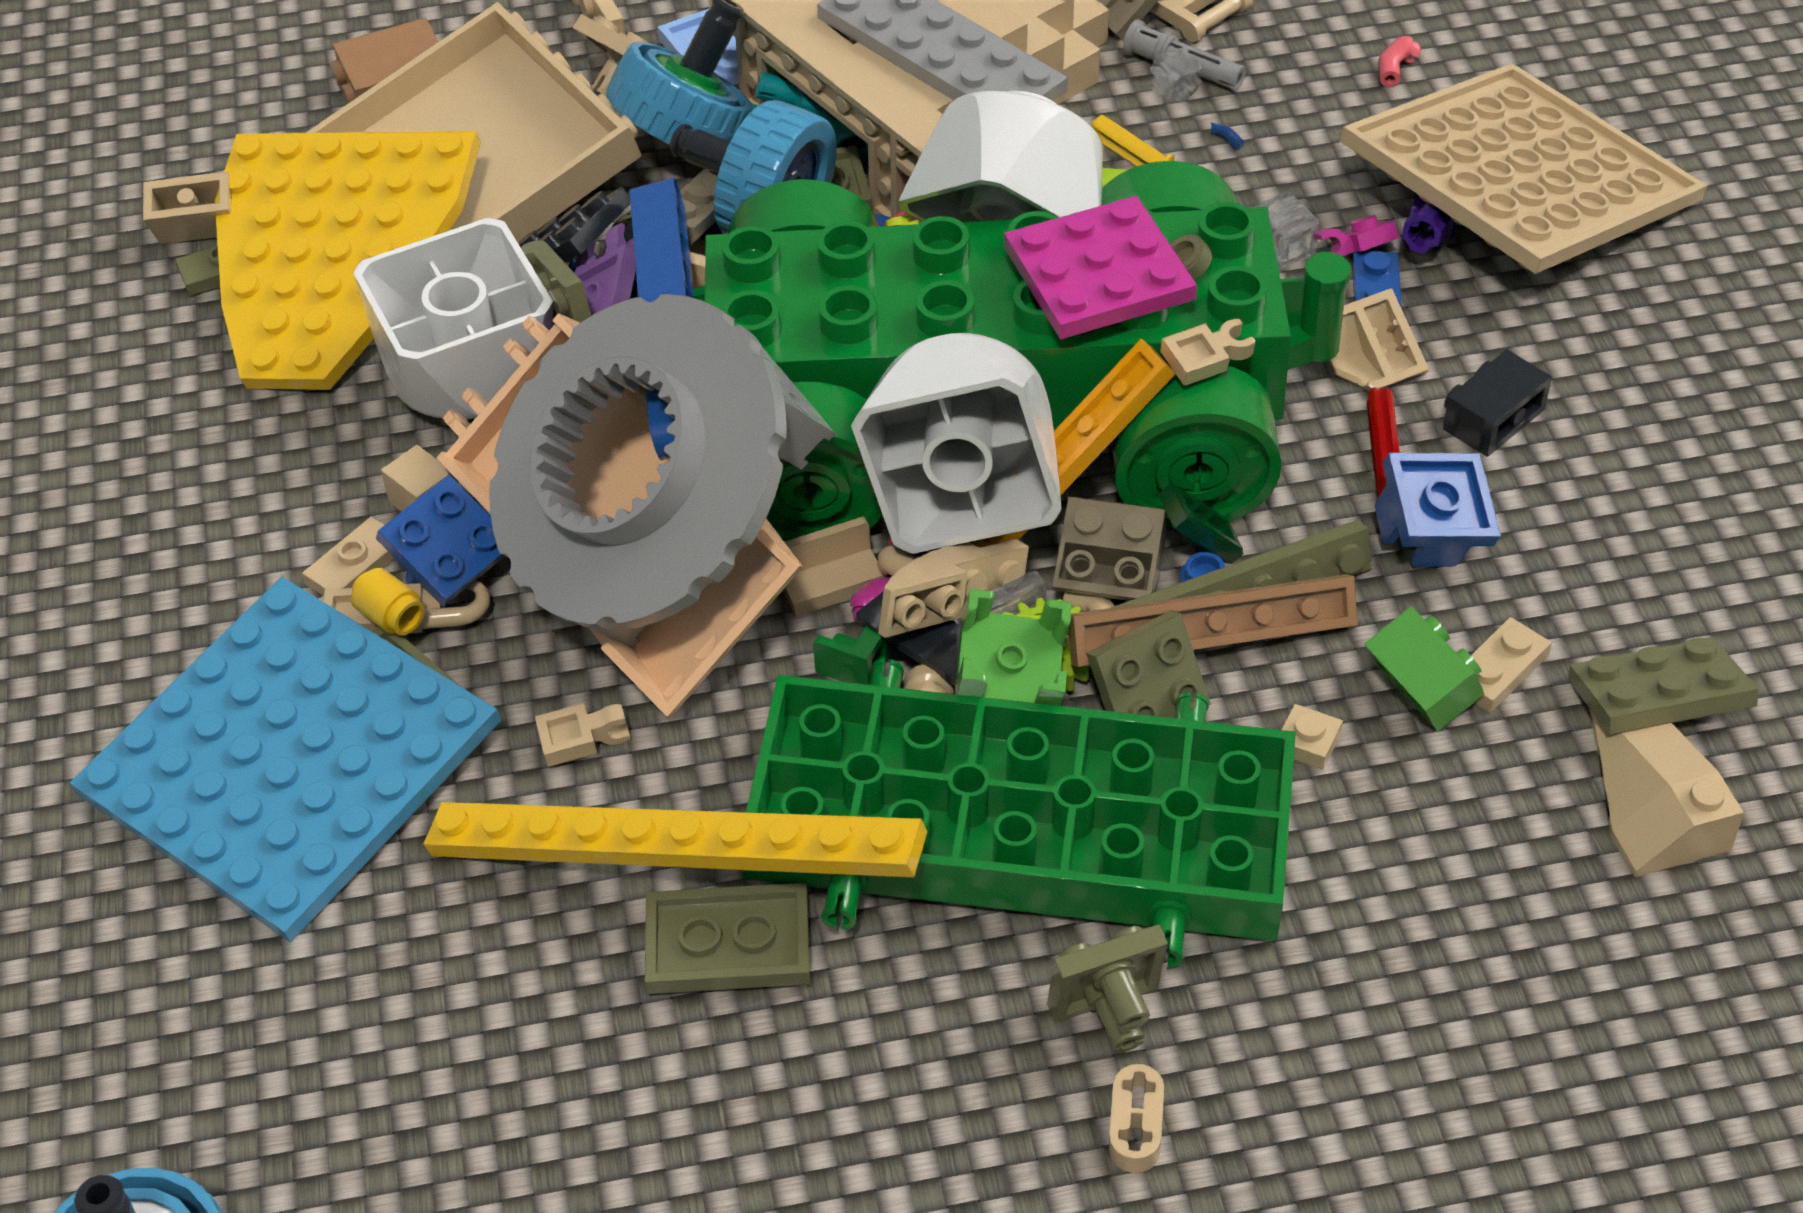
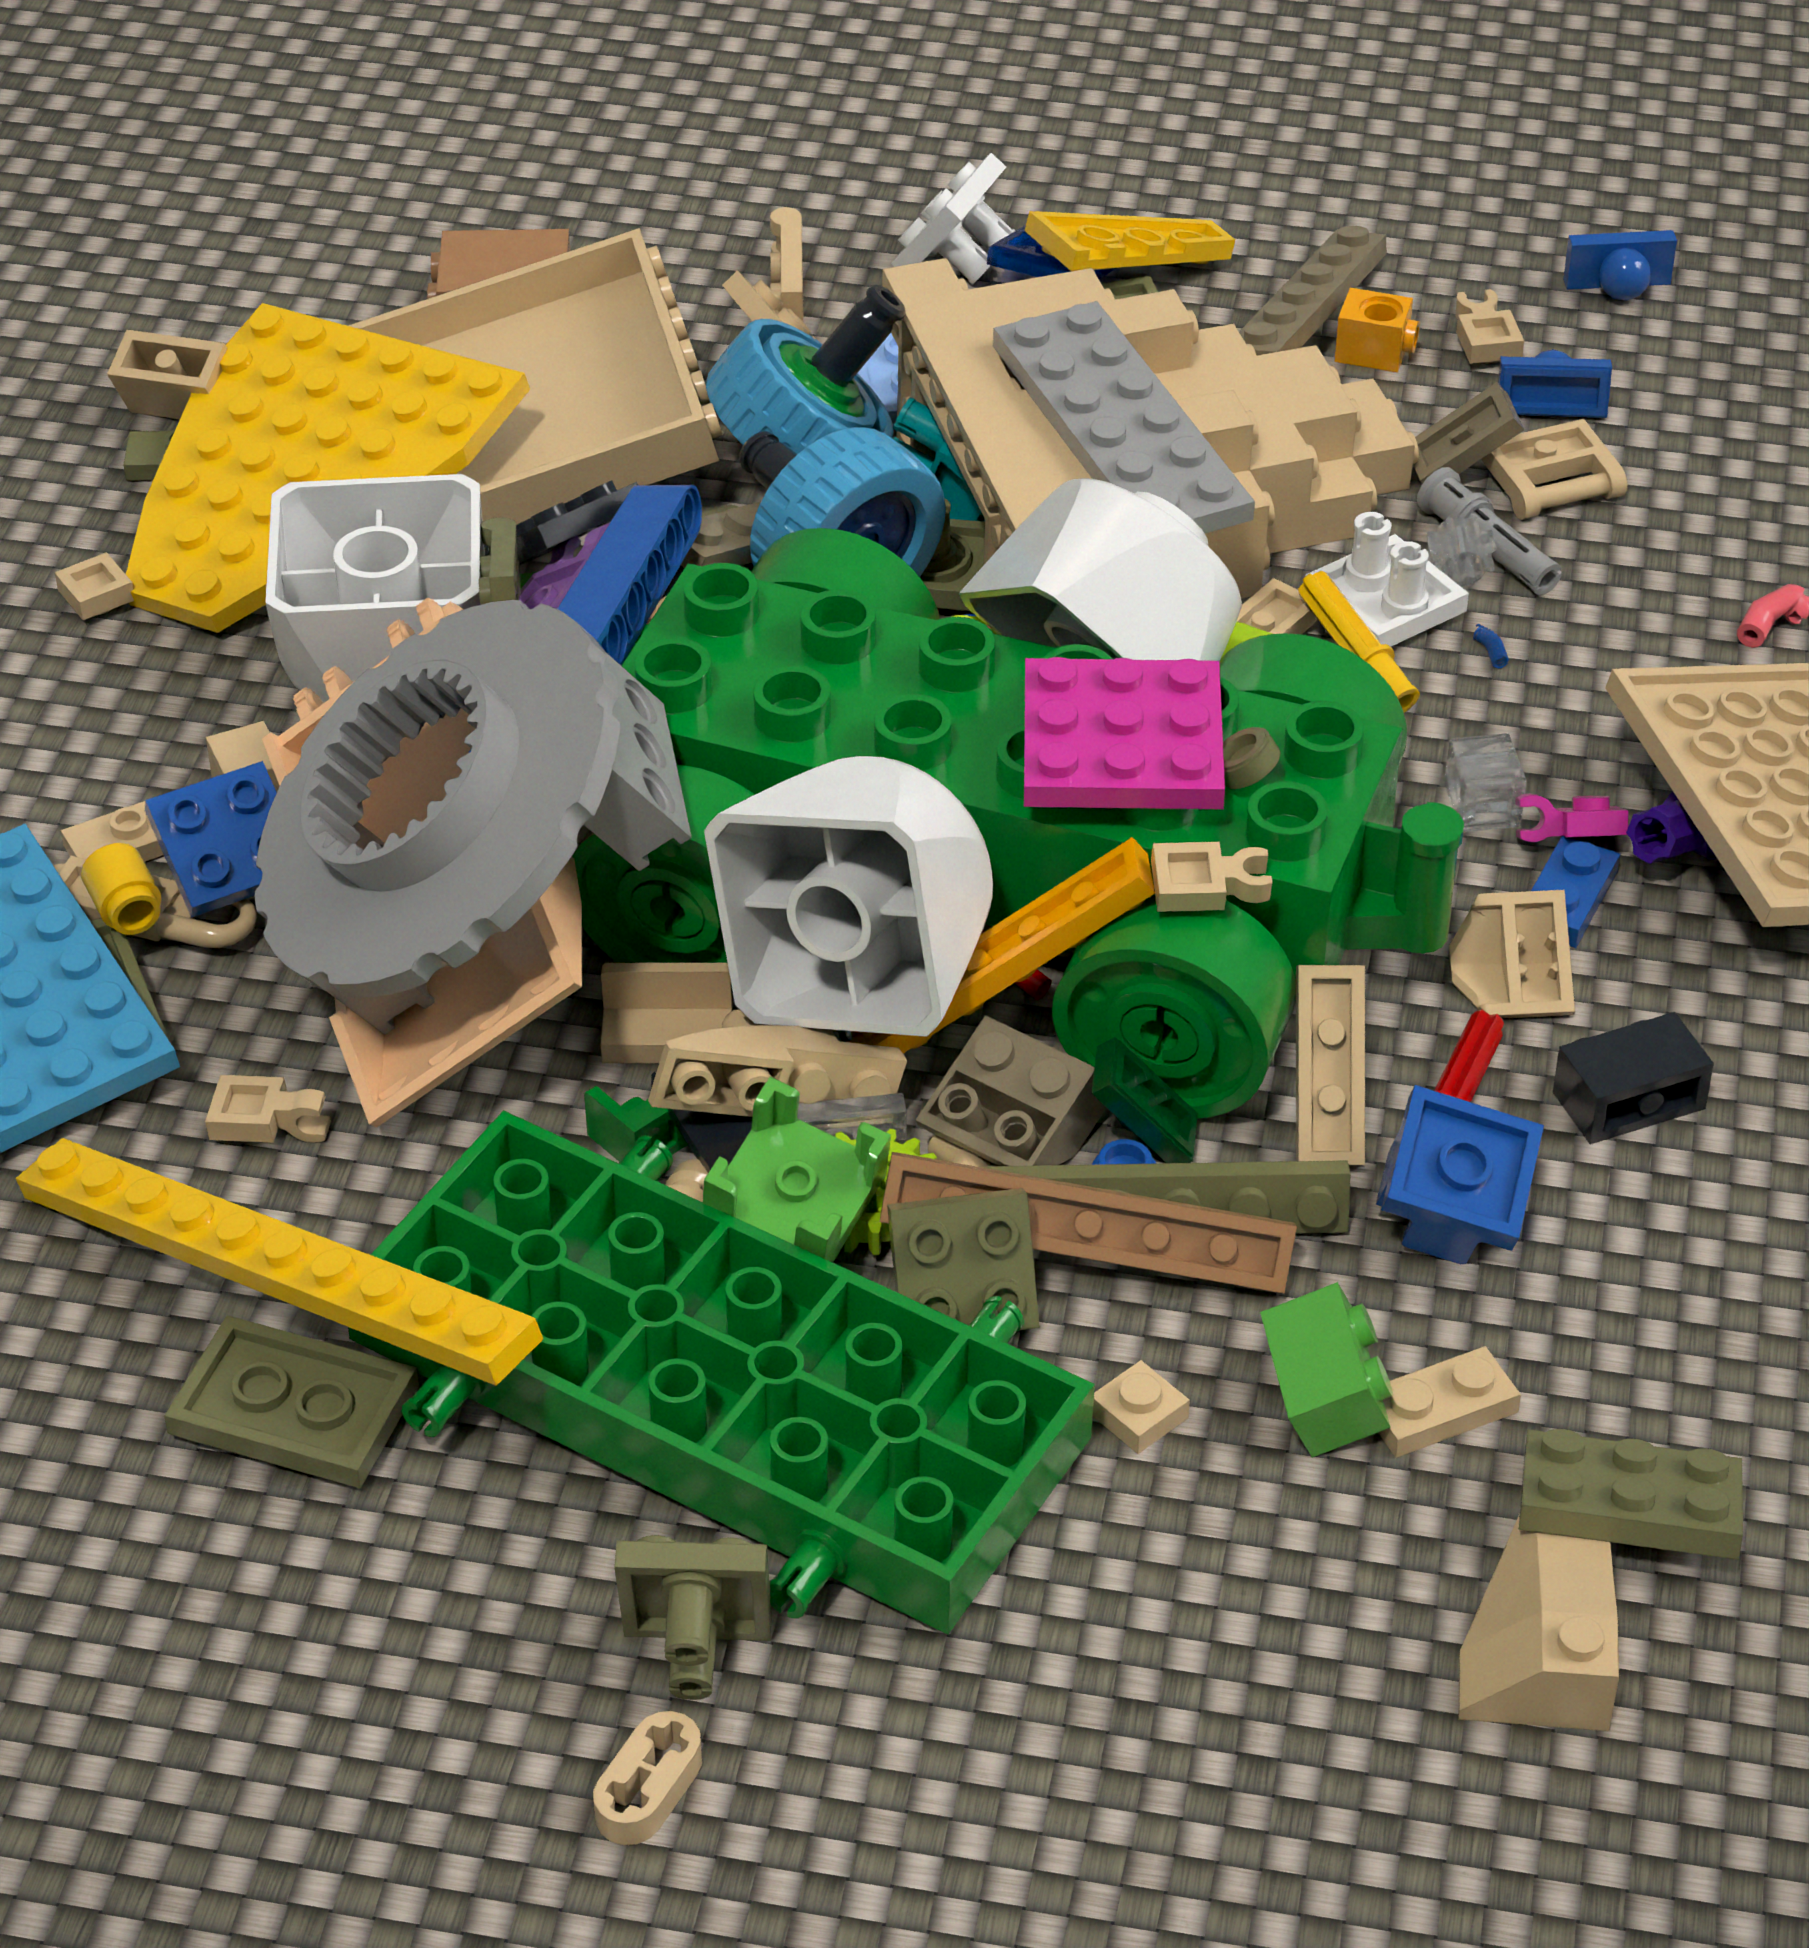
camera: 20 degrees right, 5 degrees down
(217, 382) = (94, 586): none -> tan plate
(1146, 108) = (1394, 583): none -> white plate
(1313, 457) = (1330, 1063): none -> tan plate

